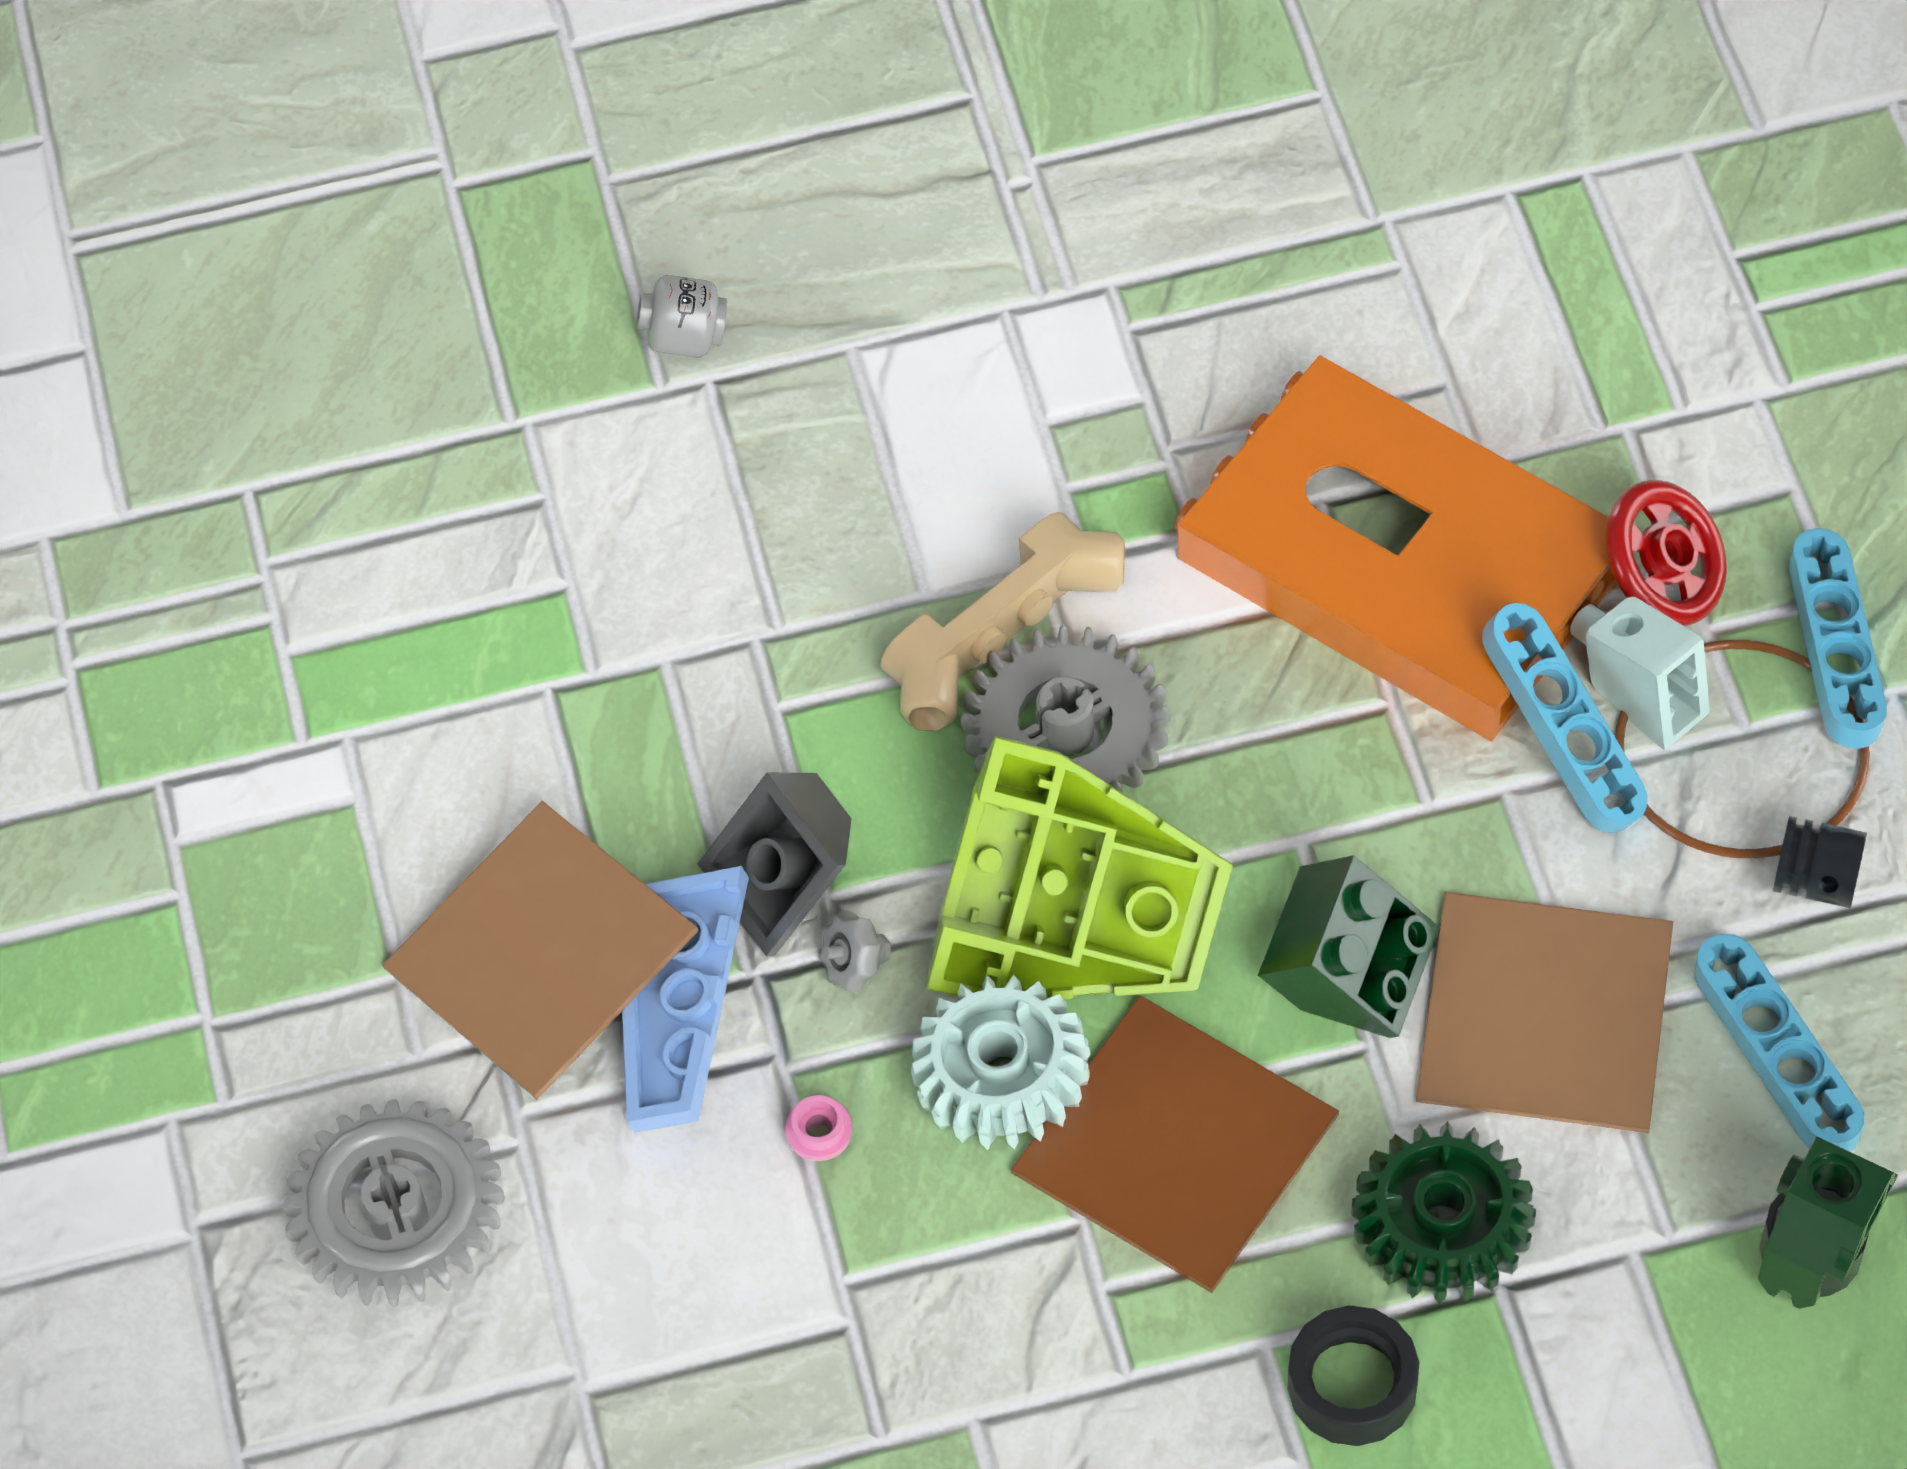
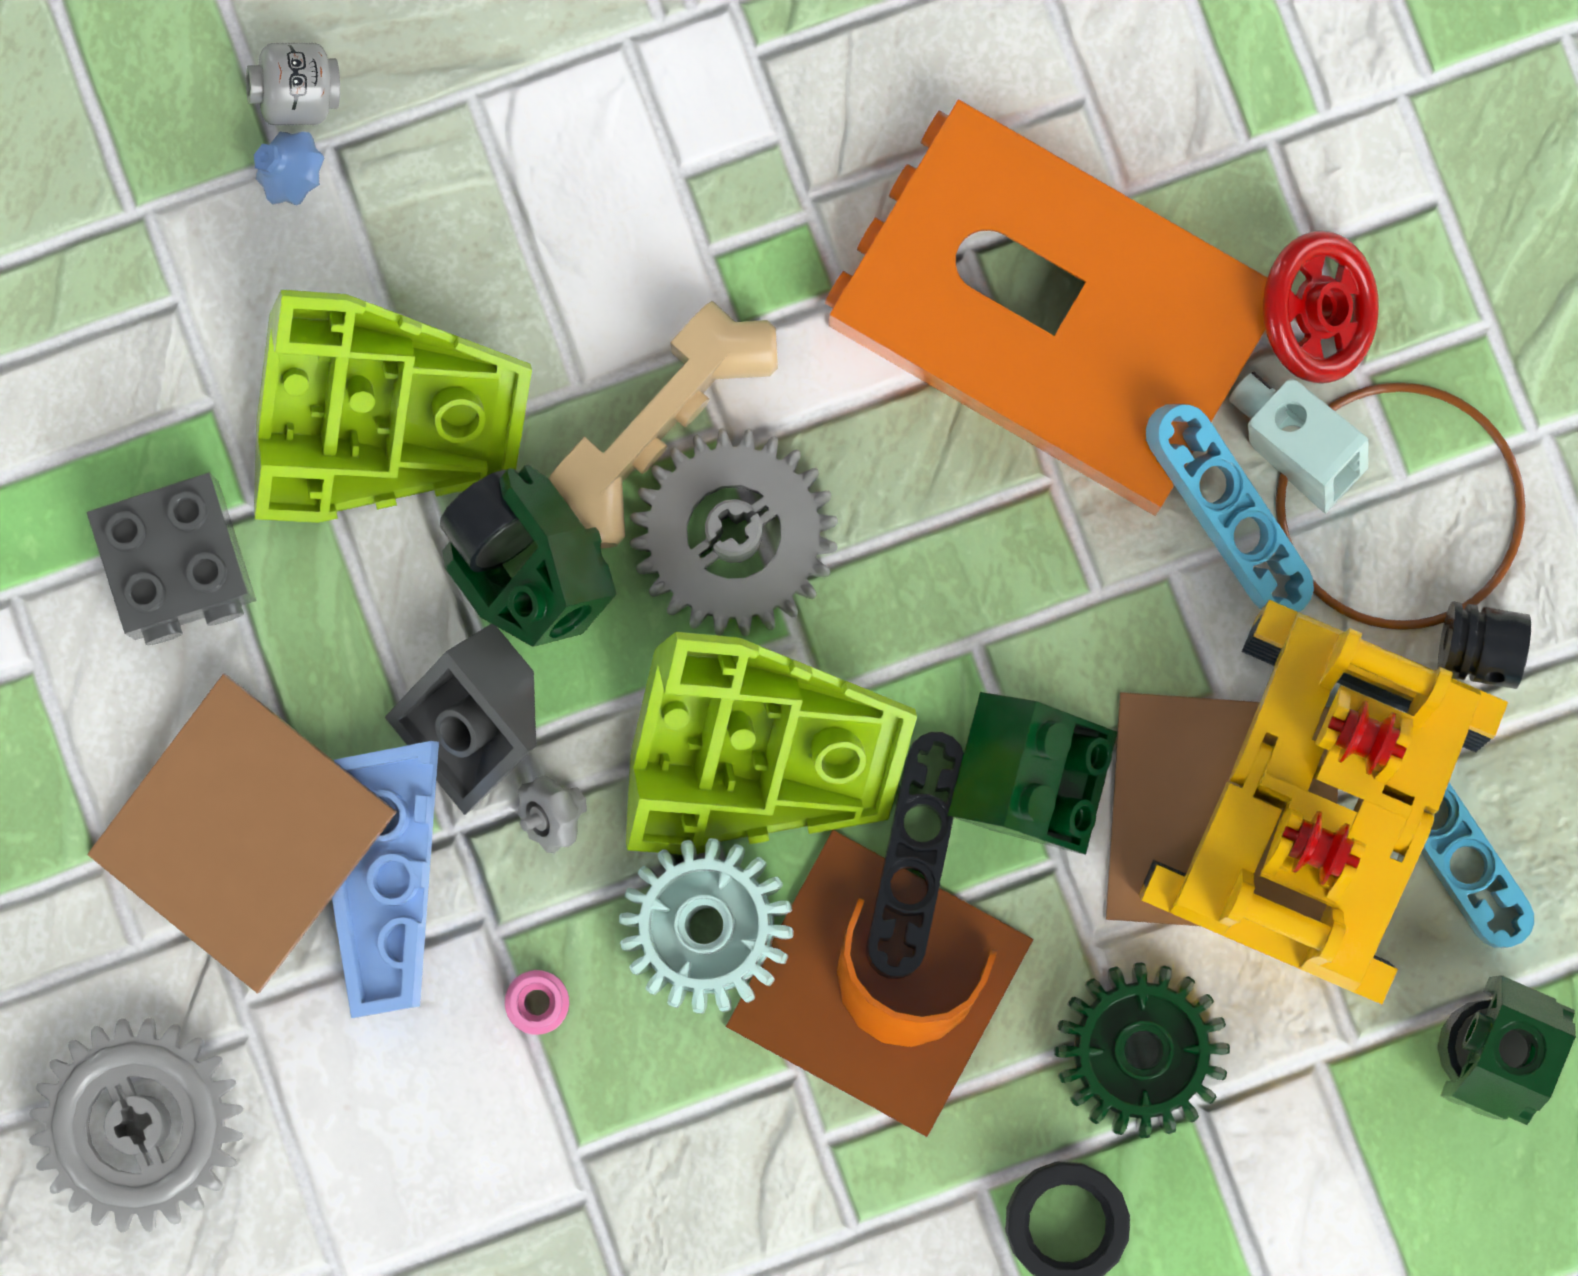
camera: 10 degrees left, 25 degrees up
(507, 696) = (172, 559): none -> dark grey brick
(666, 384) = (288, 167): none -> medium blue piece
(728, 573) = (376, 409): none -> lime wedge
(851, 705) = (561, 582): none -> dark green piece
(1194, 1165) = (885, 1023): none -> orange piece
(1220, 1017) = (911, 854): none -> black beam
(1640, 957) = (1322, 849): none -> yellow container
(1832, 637) = (1501, 379): medium azure beam -> none

